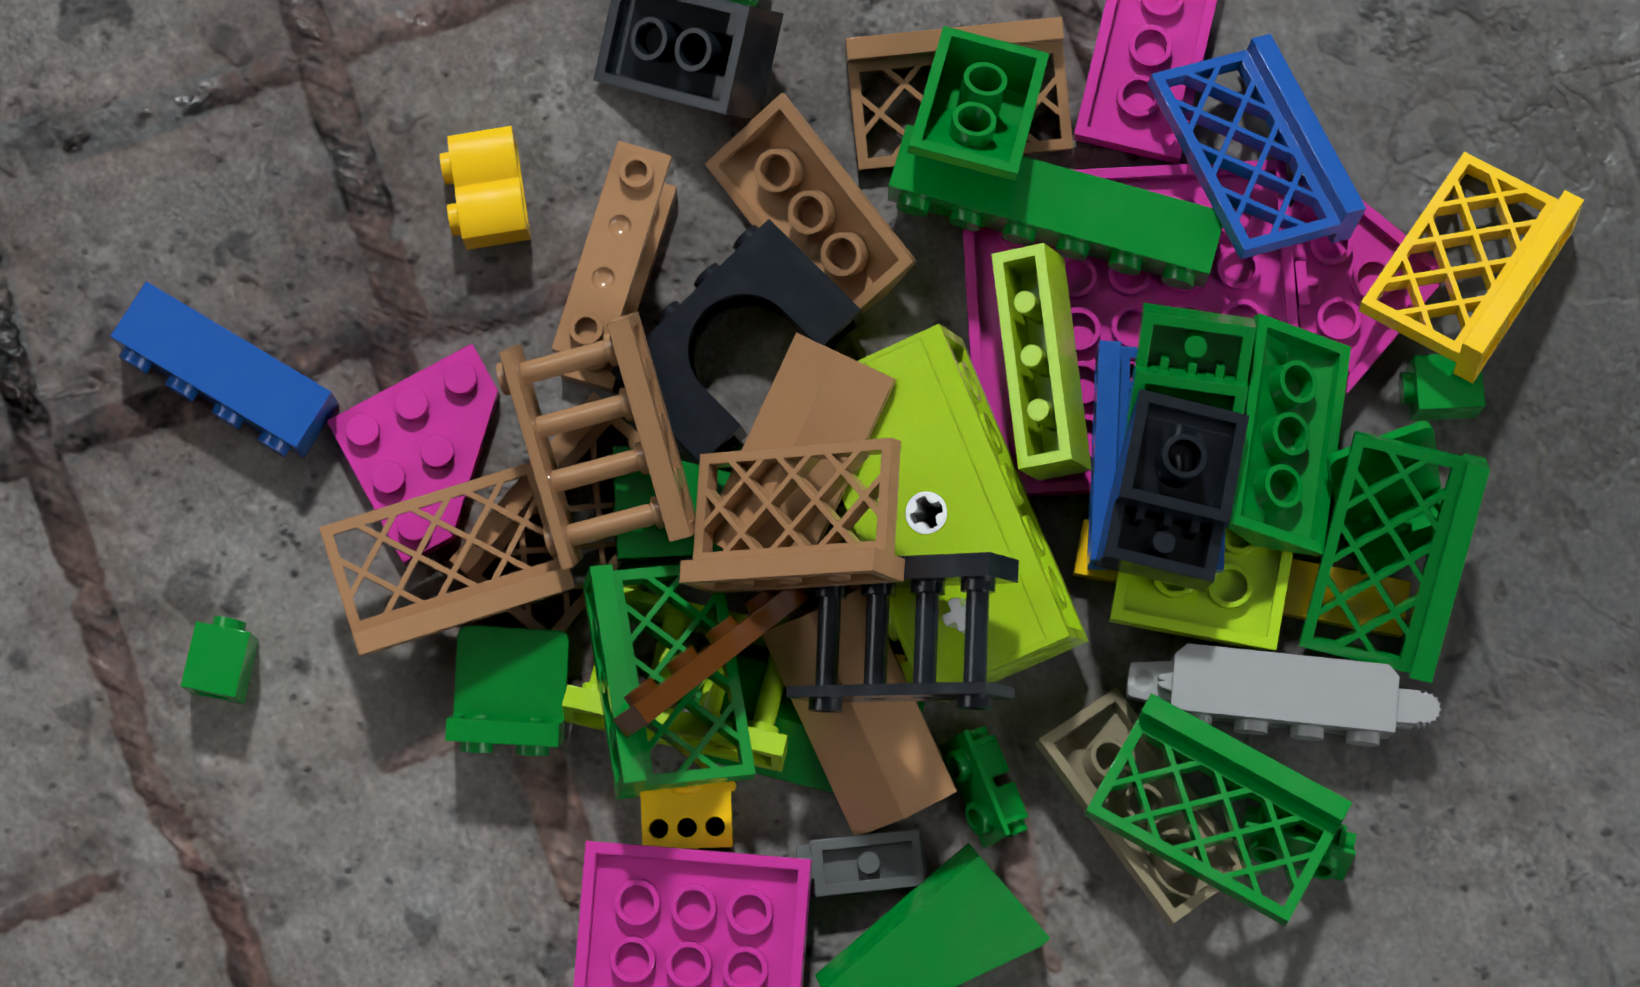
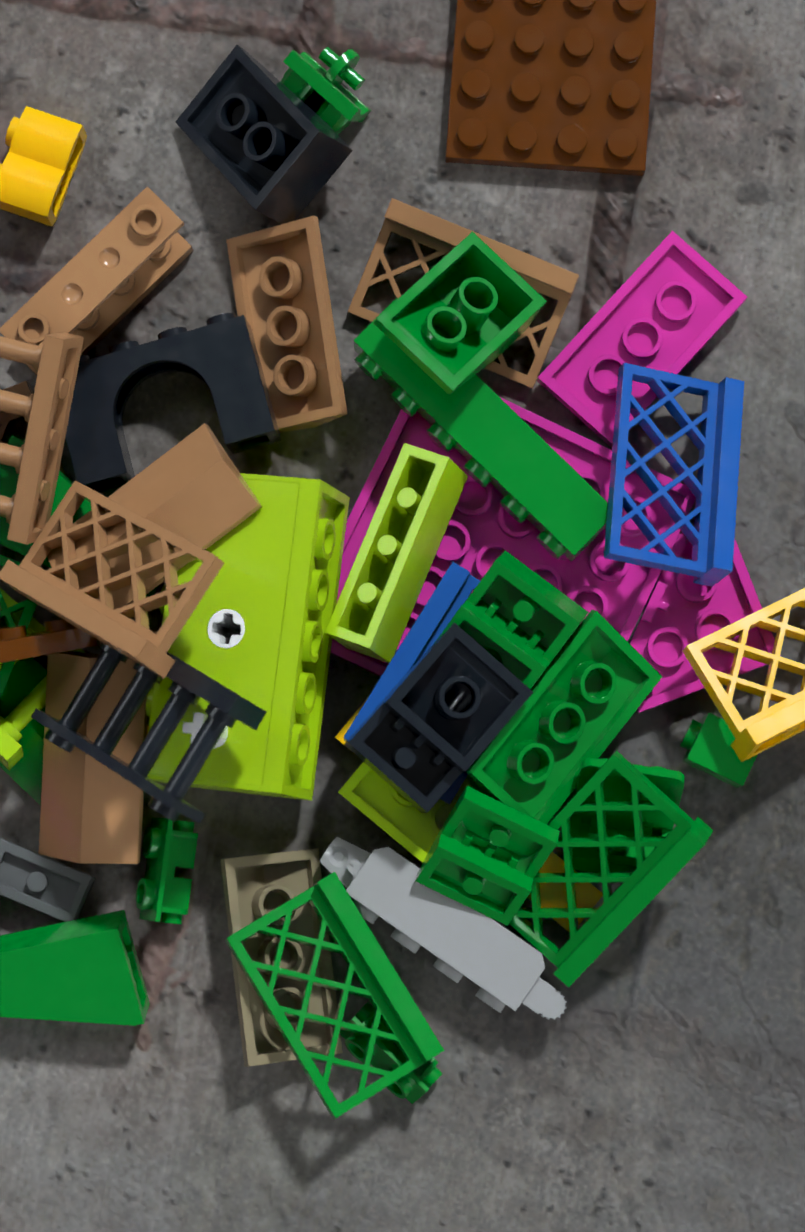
camera: 30 degrees right, 5 degrees up
(1288, 597) = (487, 855): none -> green slope

